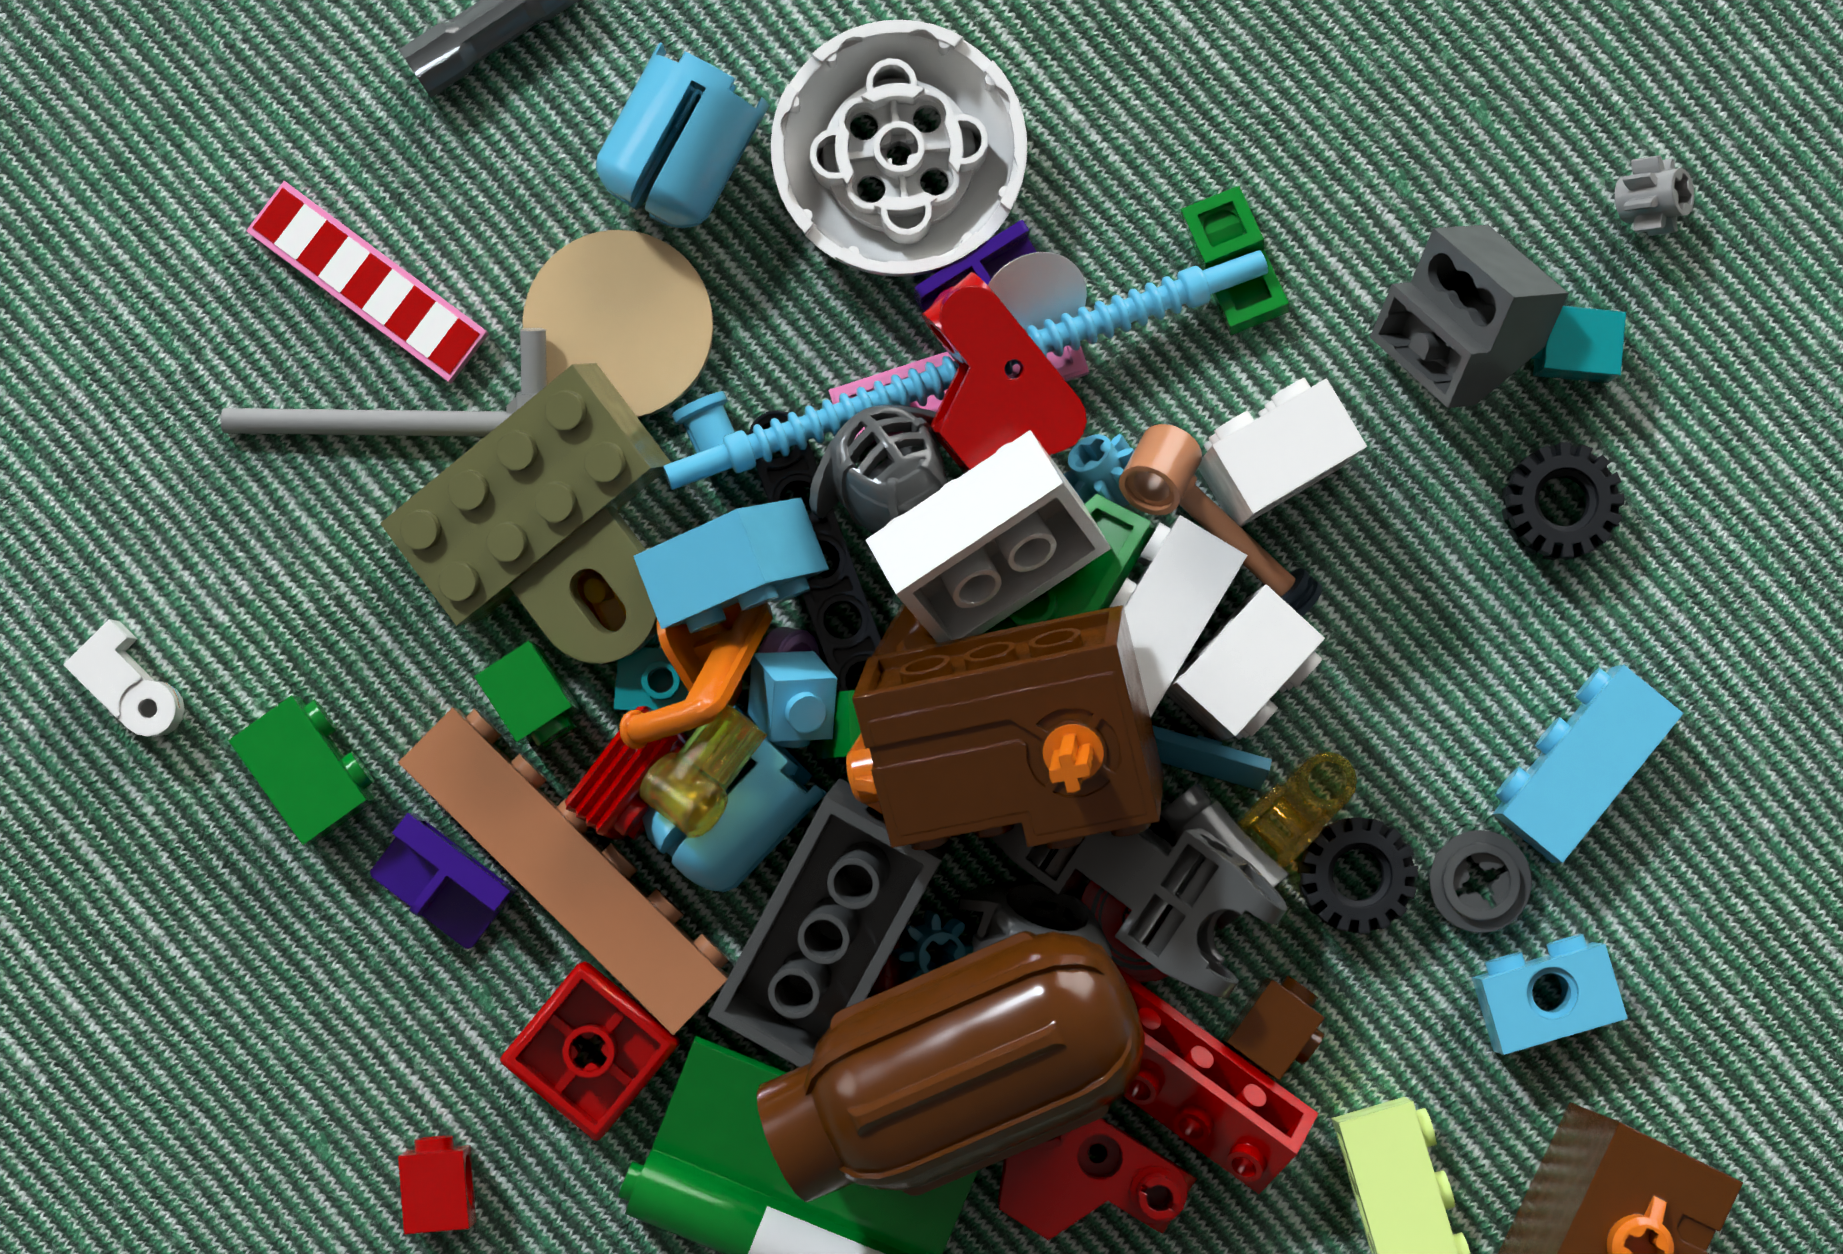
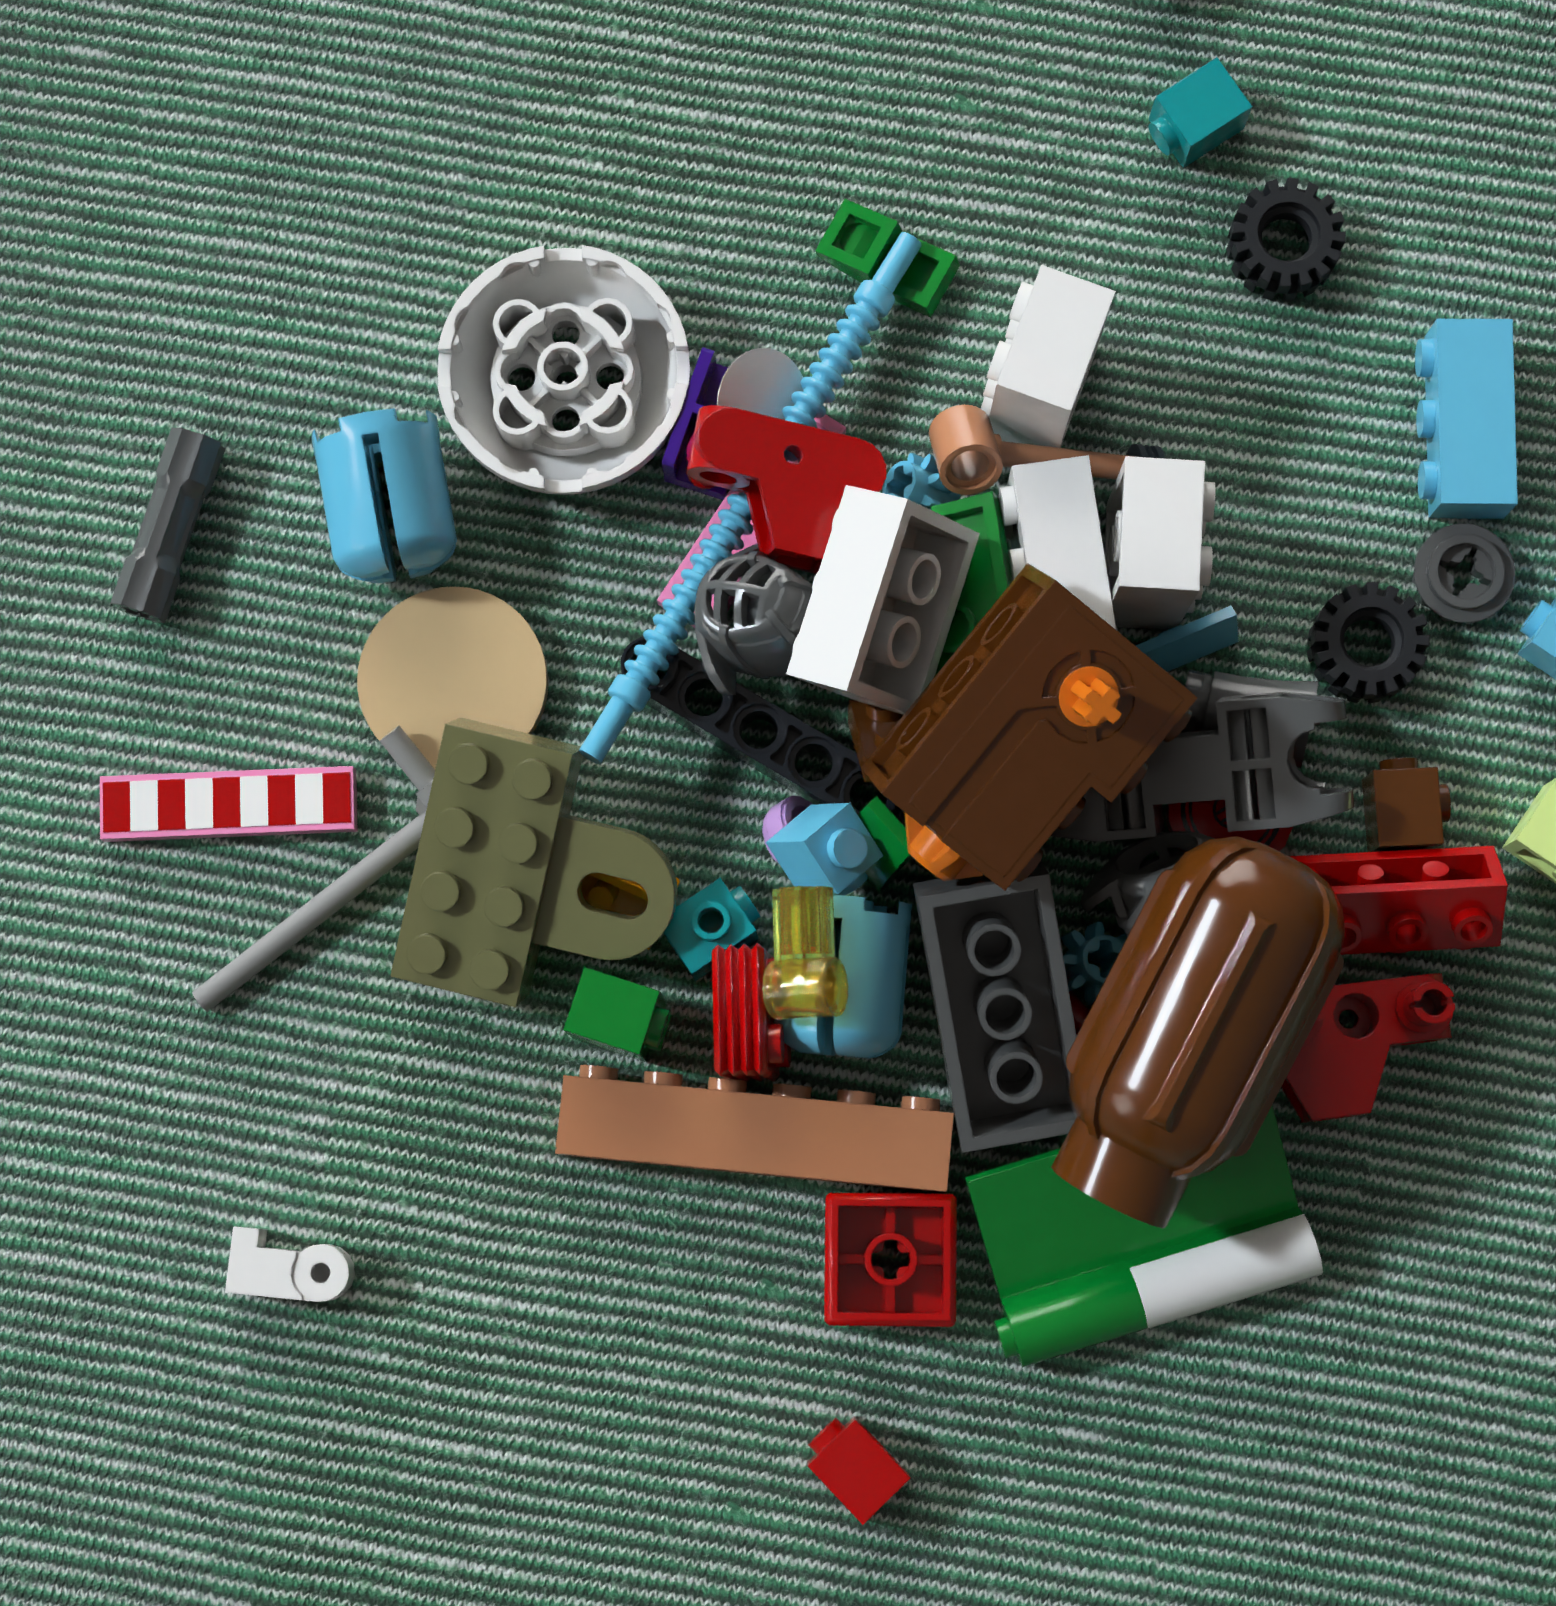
camera: 30 degrees left, 5 degrees down
(304, 769) = (483, 1222): green brick -> none
(441, 881) = (663, 1224): dark purple panel -> none
(705, 421) = (580, 698): medium azure bush -> none
(709, 667) = (735, 873): orange piece -> none
(736, 558) = (696, 769): medium azure brick -> none
(1298, 807) = (1277, 634): clear yellow piece -> none
(1468, 314) = (1100, 152): dark grey piece -> none

